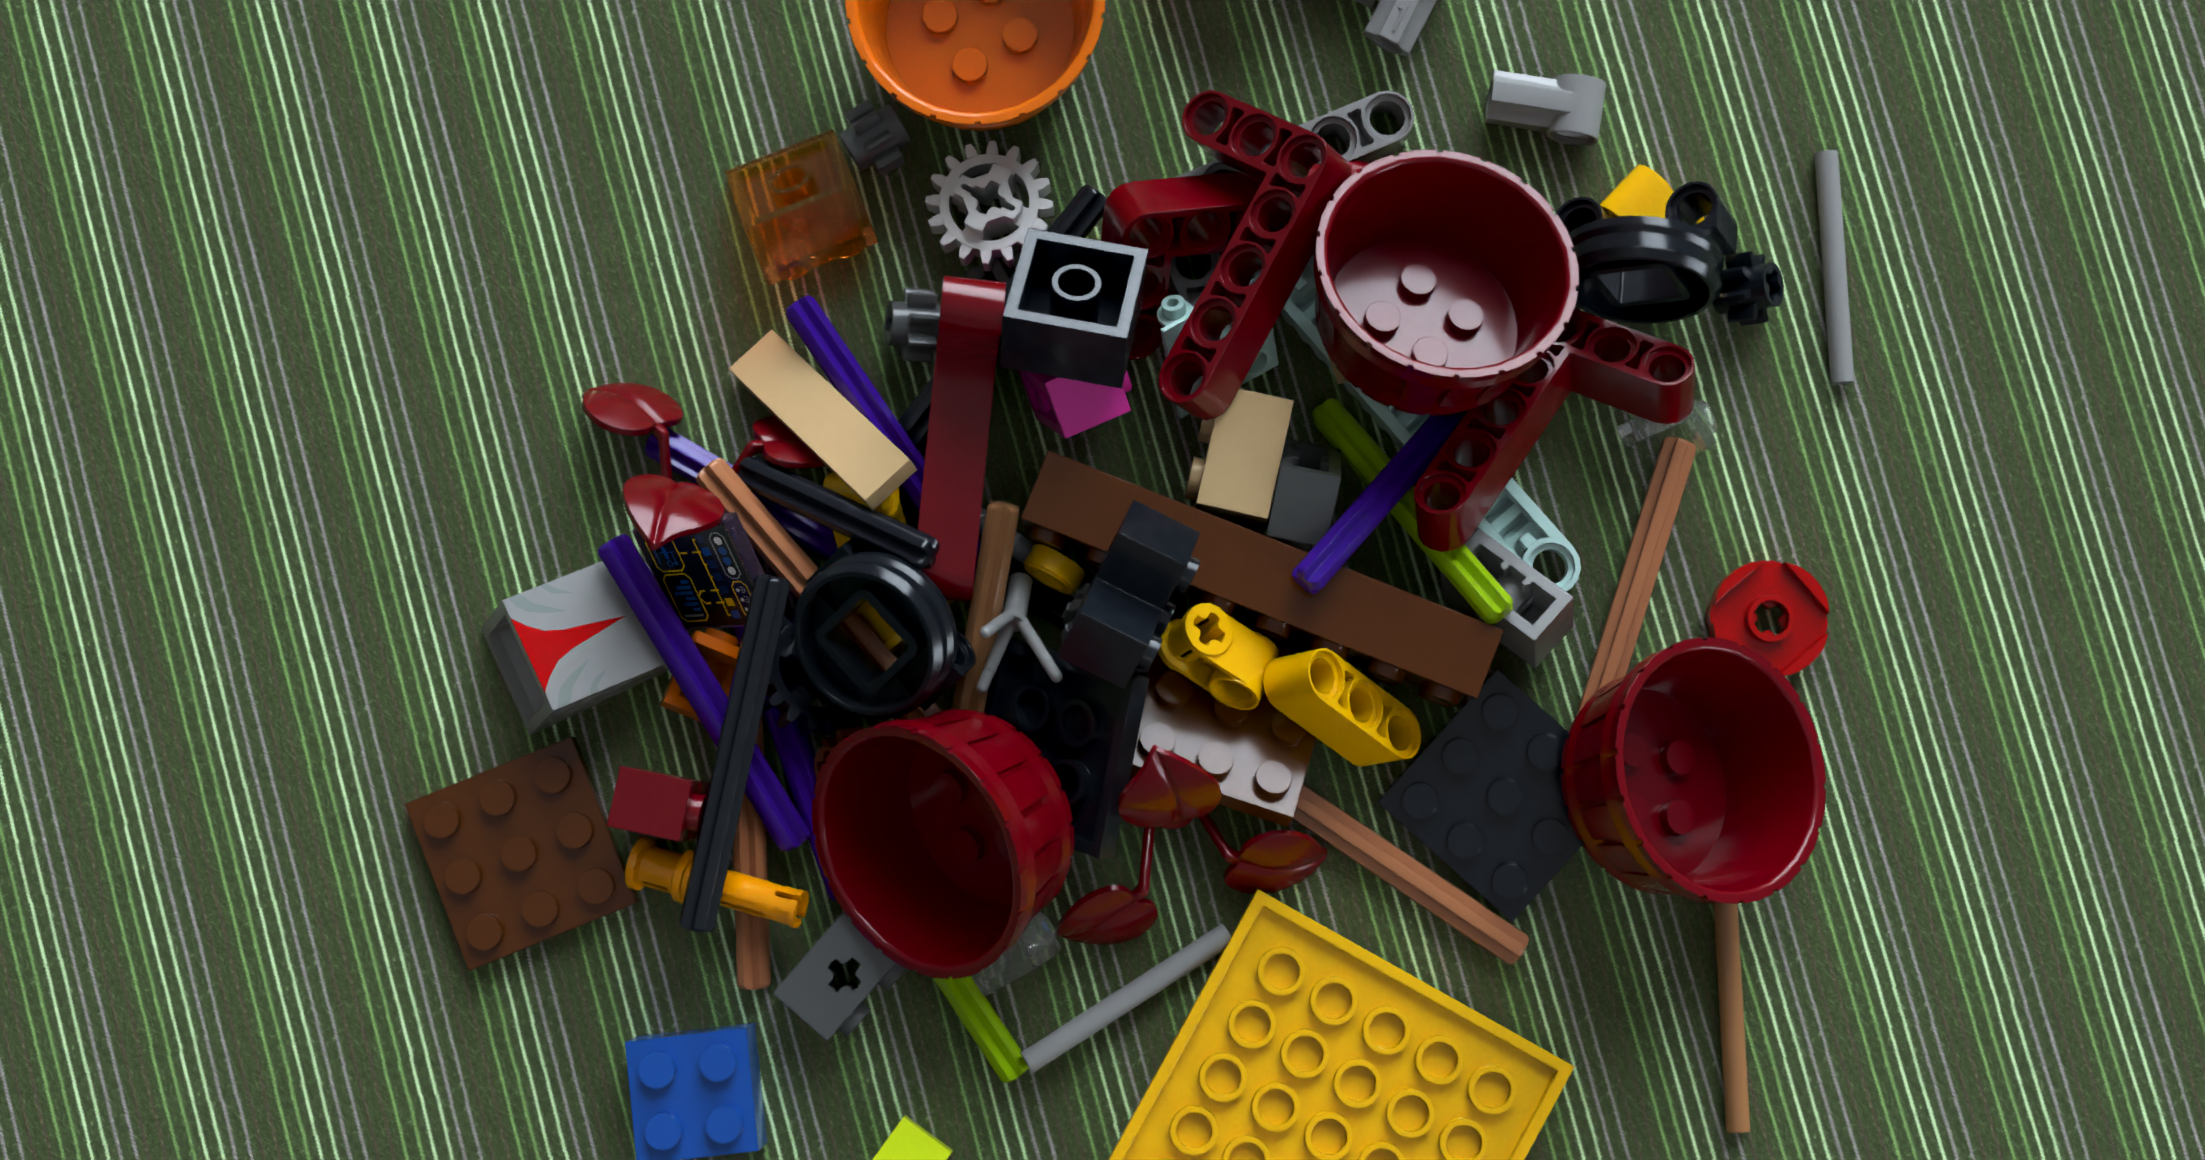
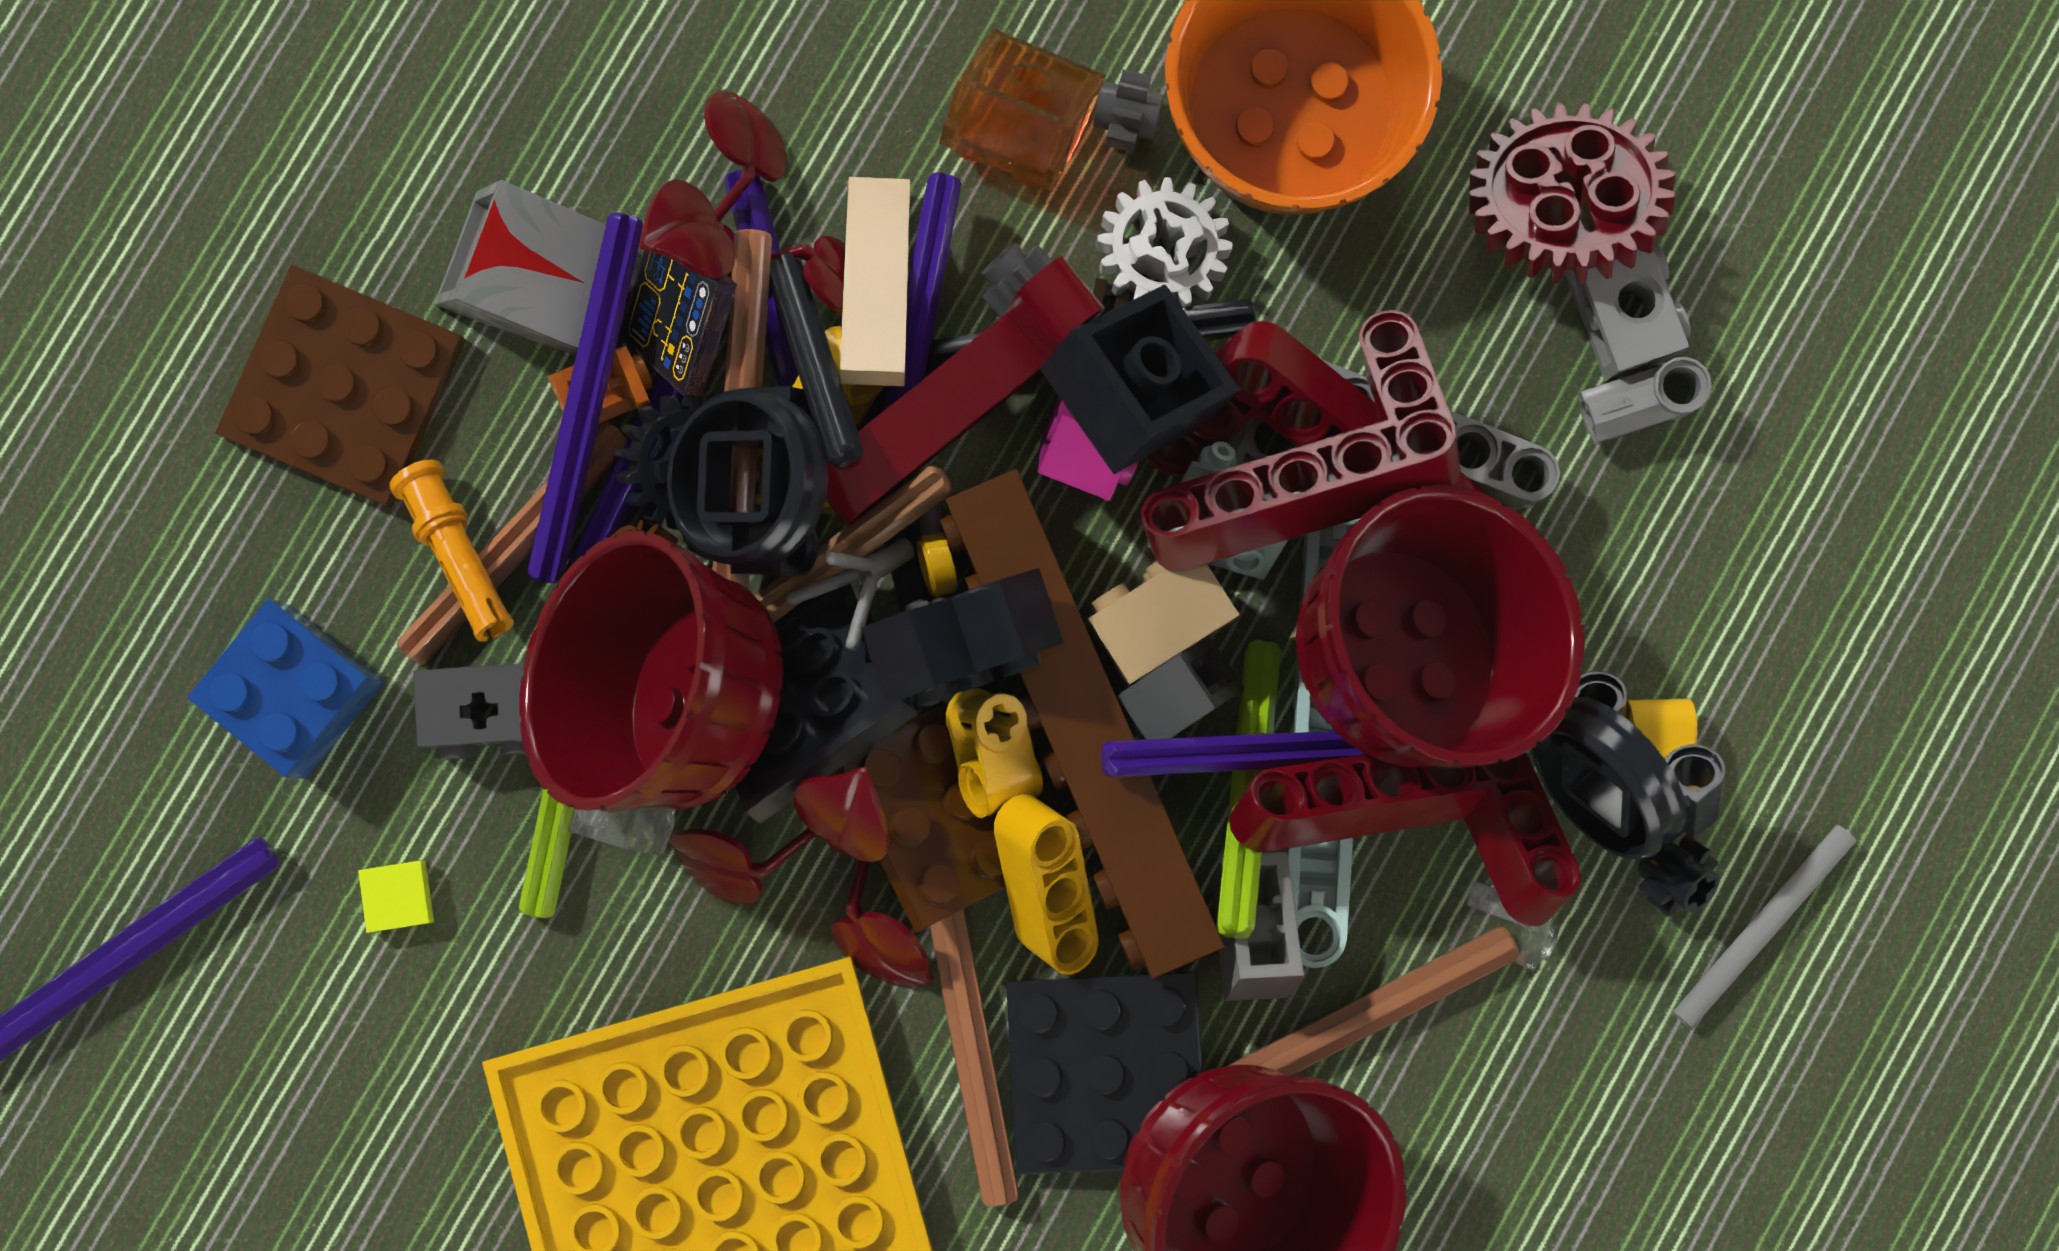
camera: 45 degrees right, 0 degrees up
(657, 804) = (470, 448): dark red piece -> none
(734, 753) = (559, 463): black axle -> none
(1126, 998) = (671, 939): light grey piece -> none
(1562, 107) = (1674, 599): light grey piece -> none
(1771, 584) = (1470, 1117): red plate -> none

